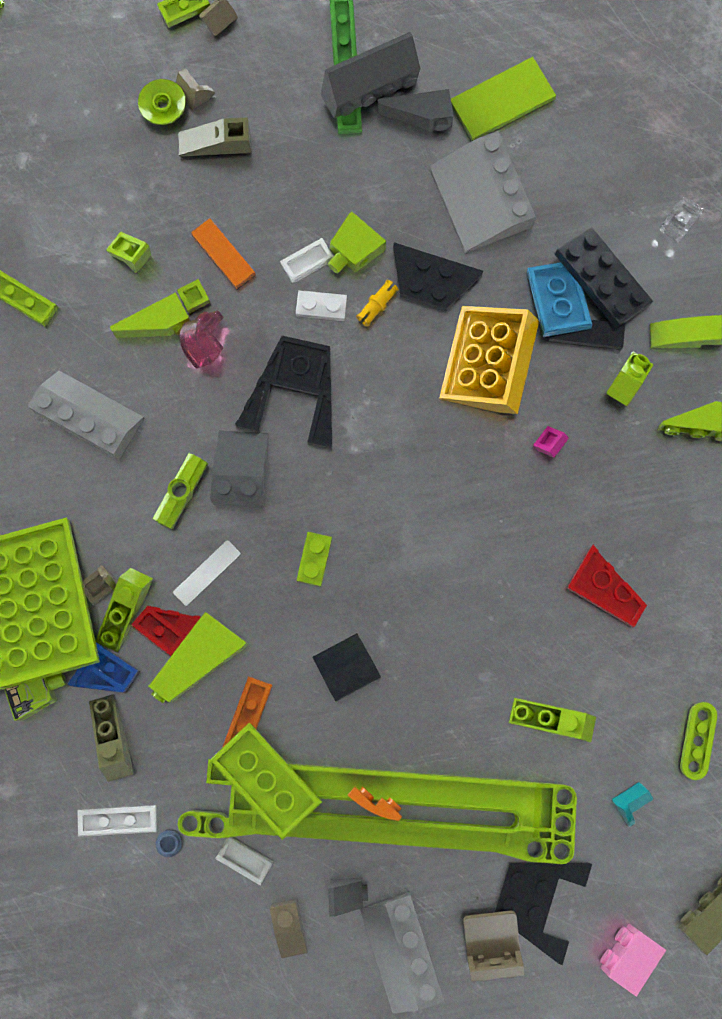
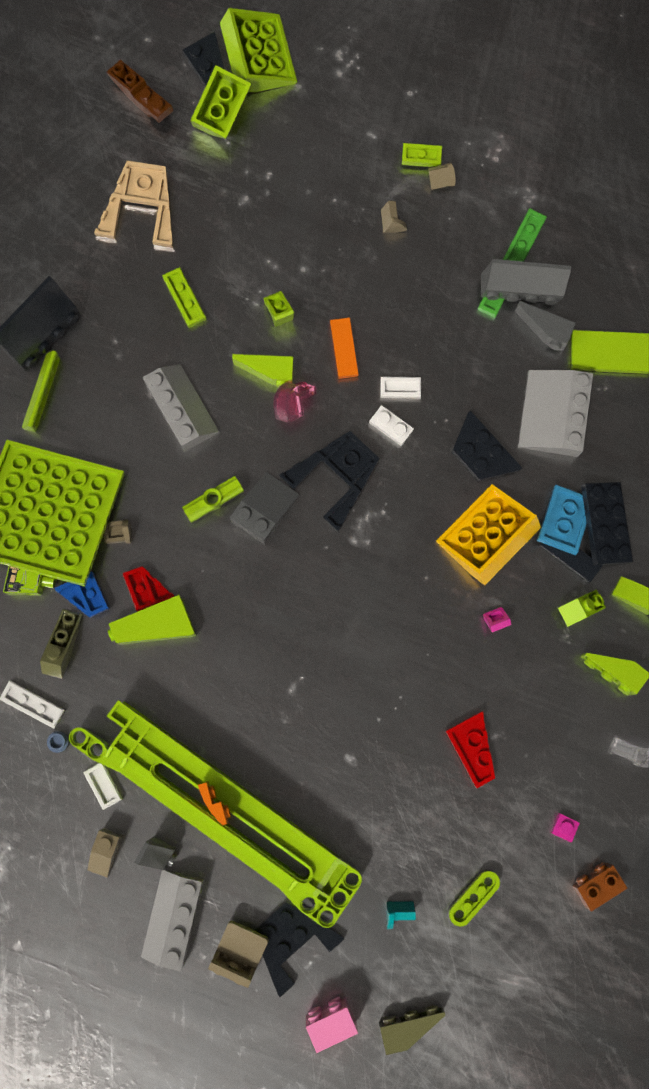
camera: 25 degrees right, 0 degrees up
(123, 608) = (124, 558): lime slope -> none
(161, 92) = (363, 207): lime dish -> none
(193, 296) = (304, 366): lime plate -> none
(206, 573) = (197, 567): white sticker -> none
(217, 137) = (388, 263): olive slope -> none
(249, 707) = (164, 686): orange tile -> none
(266, 781) = (148, 740): lime tile -> none
(314, 559) = (278, 603): lime plate -> none
(346, 667) = (254, 693): black slope -> none
(355, 245) = (440, 396): lime torso -> none
(377, 303) = (432, 446): yellow pin -> none
(553, 719) = (378, 819): lime slope -> none

